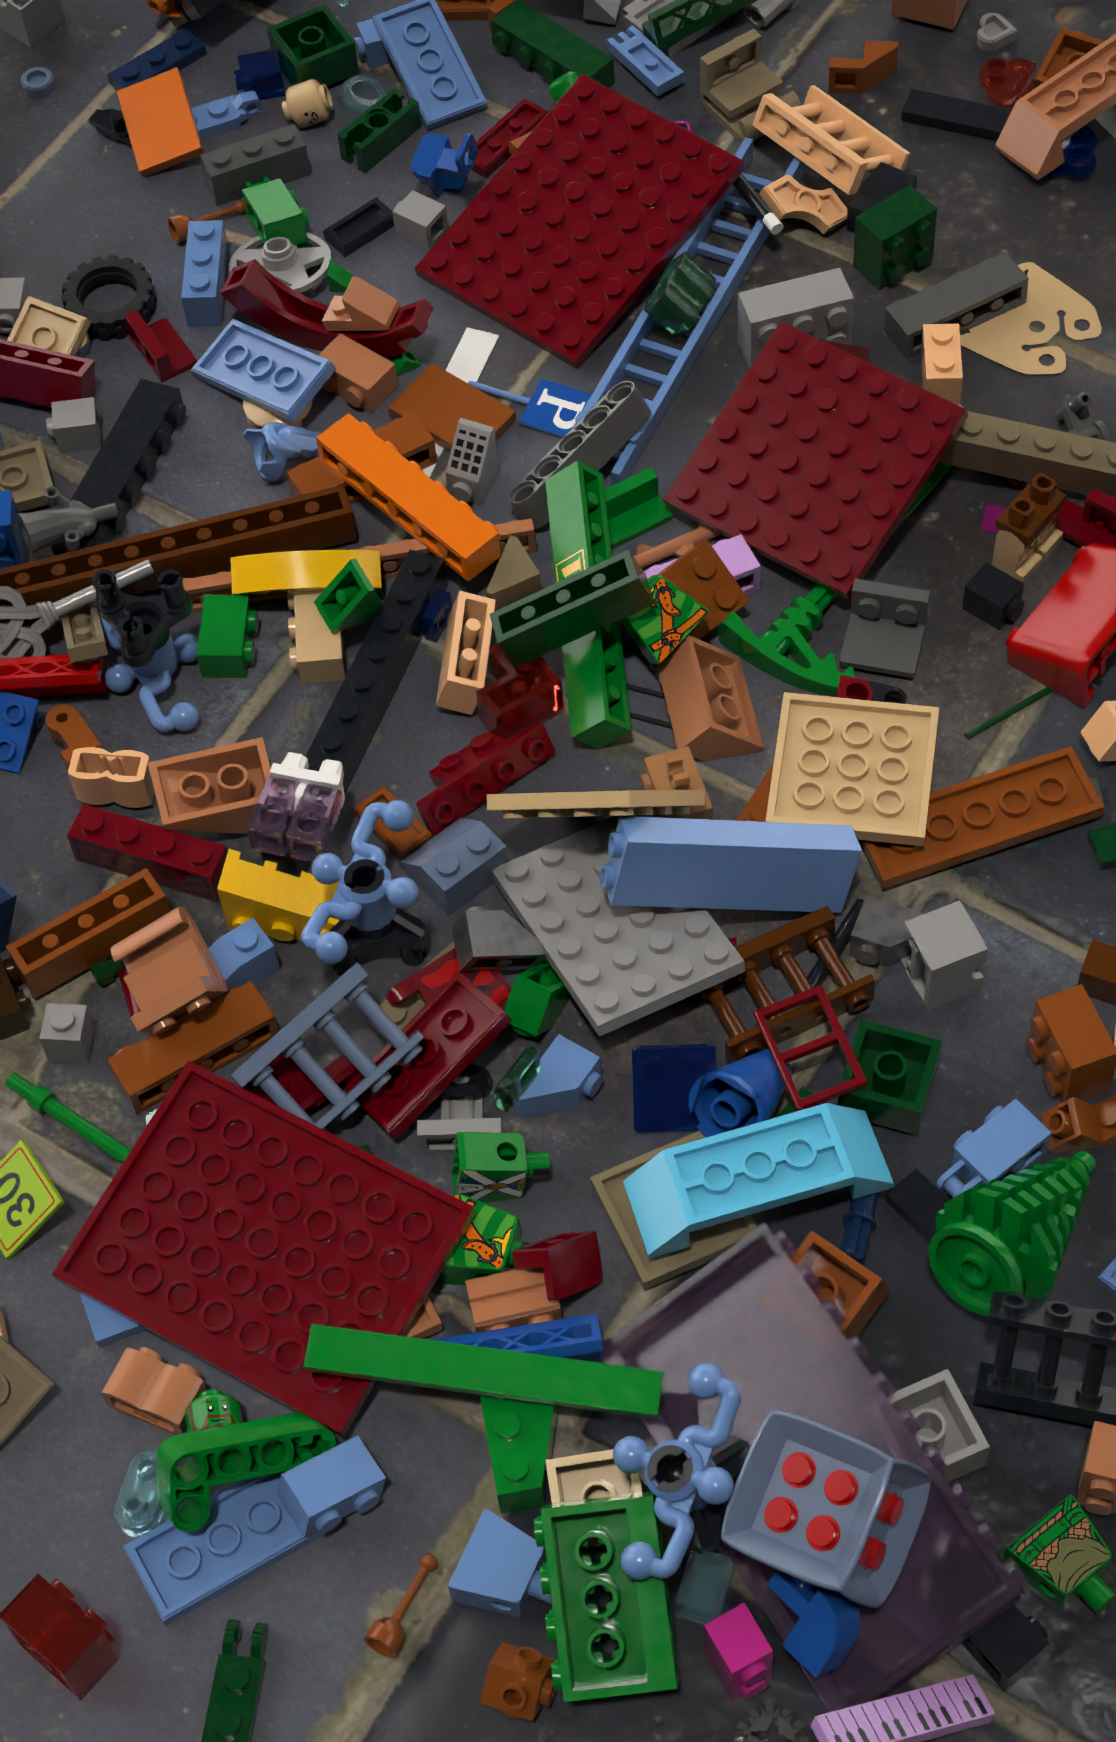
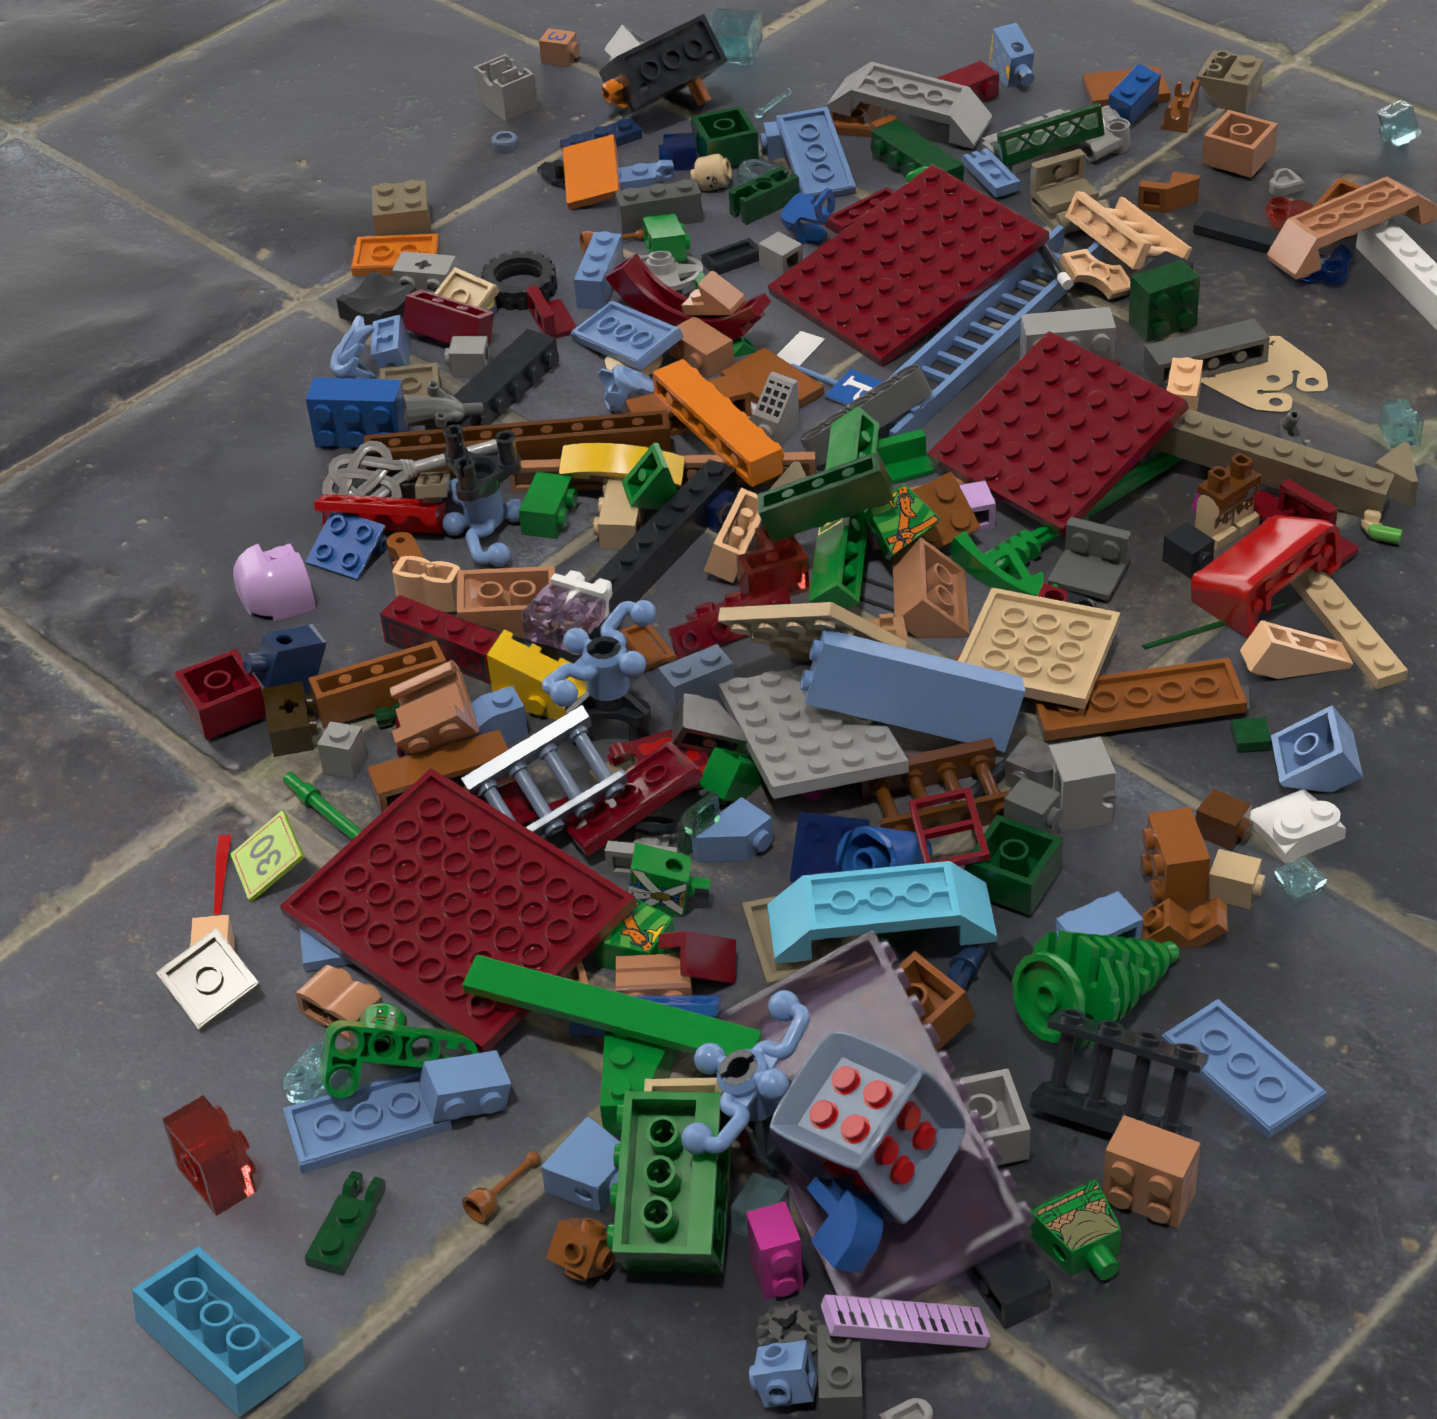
camera: 10 degrees right, 15 degrees down
(680, 295) = (977, 319): clear green brick -> none
(902, 1005) = (1034, 806): none -> dark grey brick

